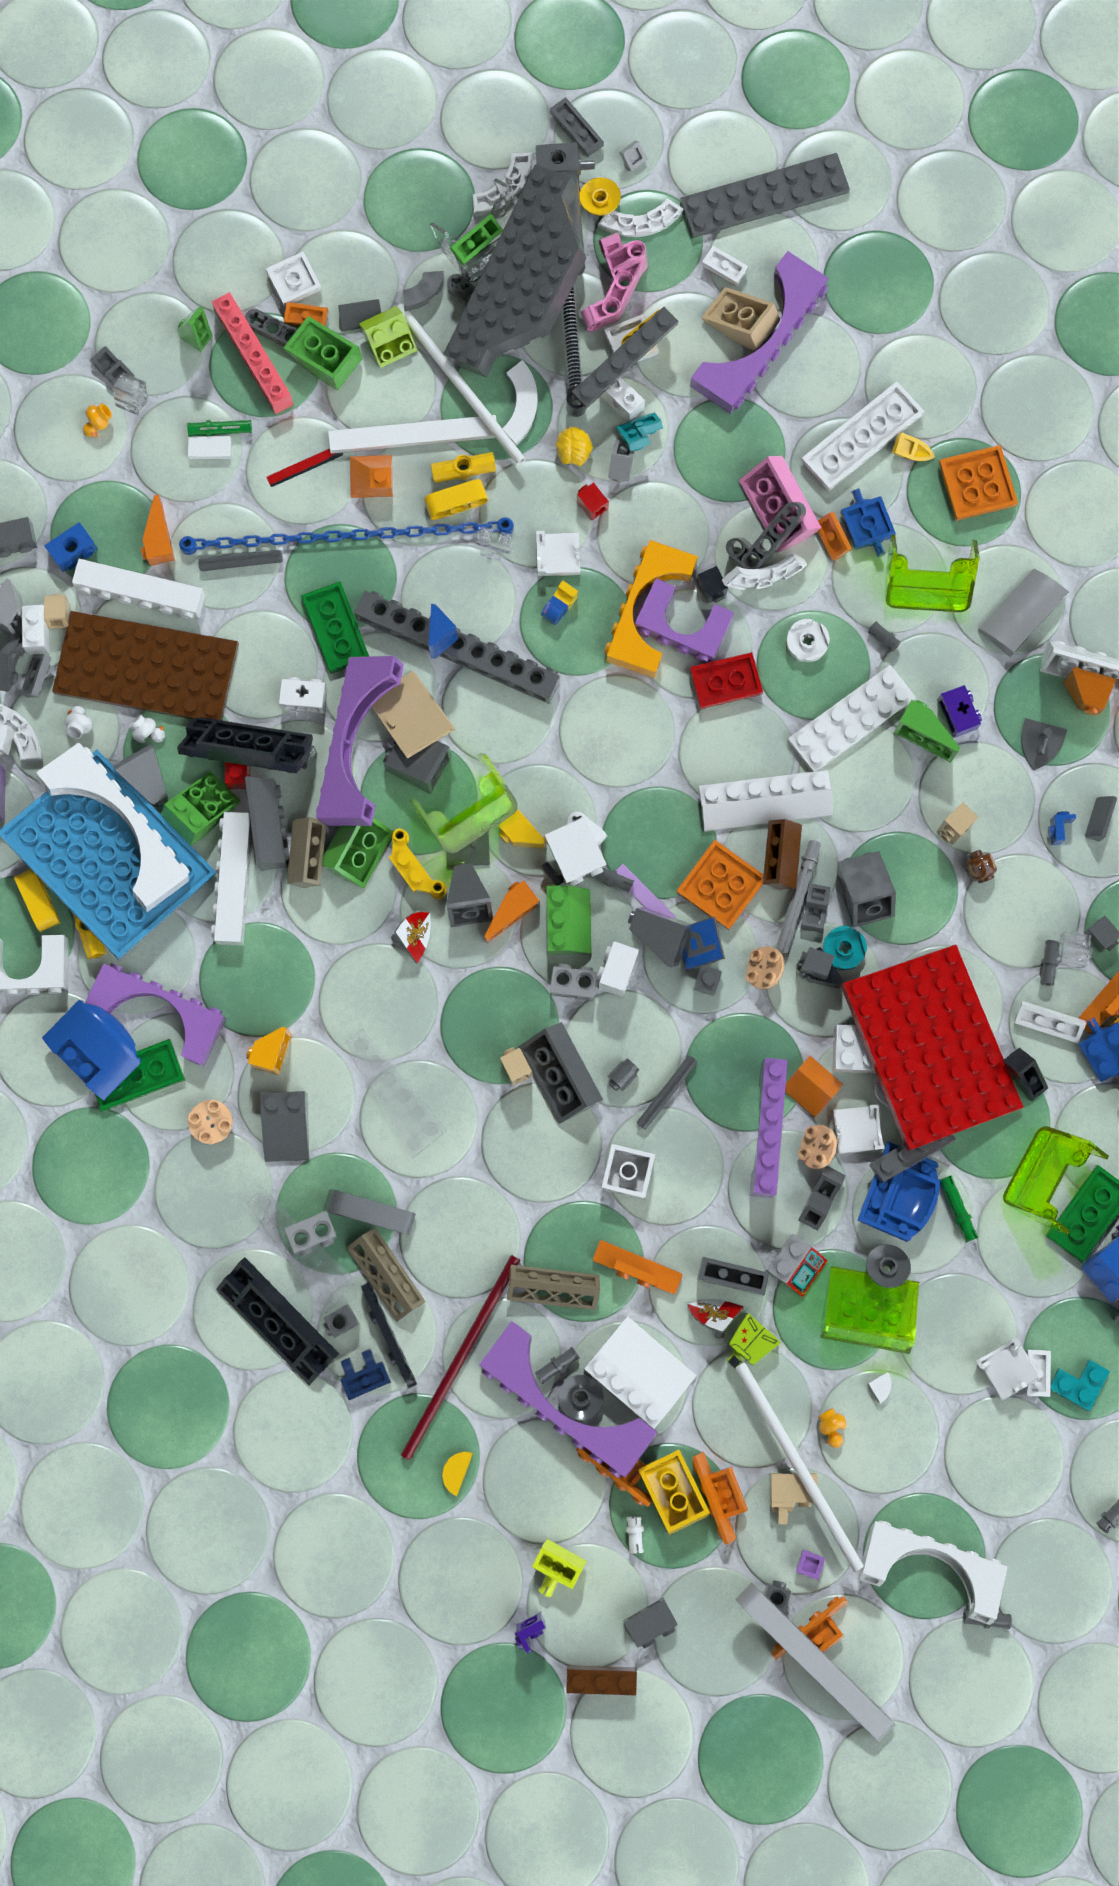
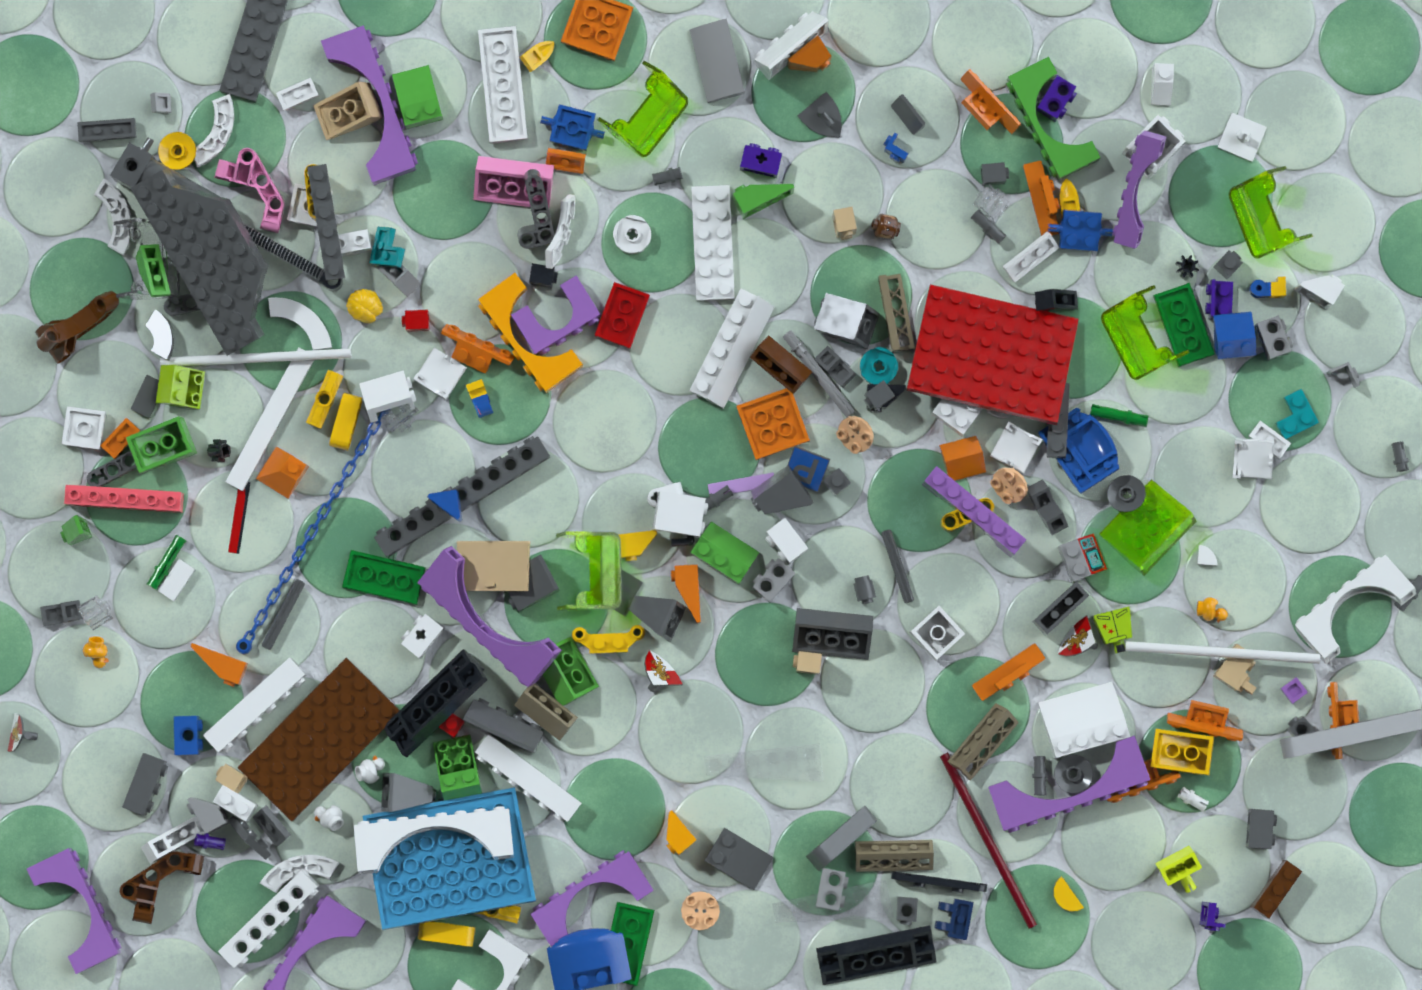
camera: 60 degrees left, 5 degrees up
(352, 406) = (218, 450): none -> black gear
(366, 206) = (60, 335): none -> reddish brown connector
(505, 515) = (387, 393): none -> white panel
(600, 570) = (475, 351): none -> orange bracket
(750, 1122) = (958, 518): none -> yellow beam
(796, 370) = (417, 97): none -> bright green slope
(904, 921) = (889, 315): none -> dark tan fence

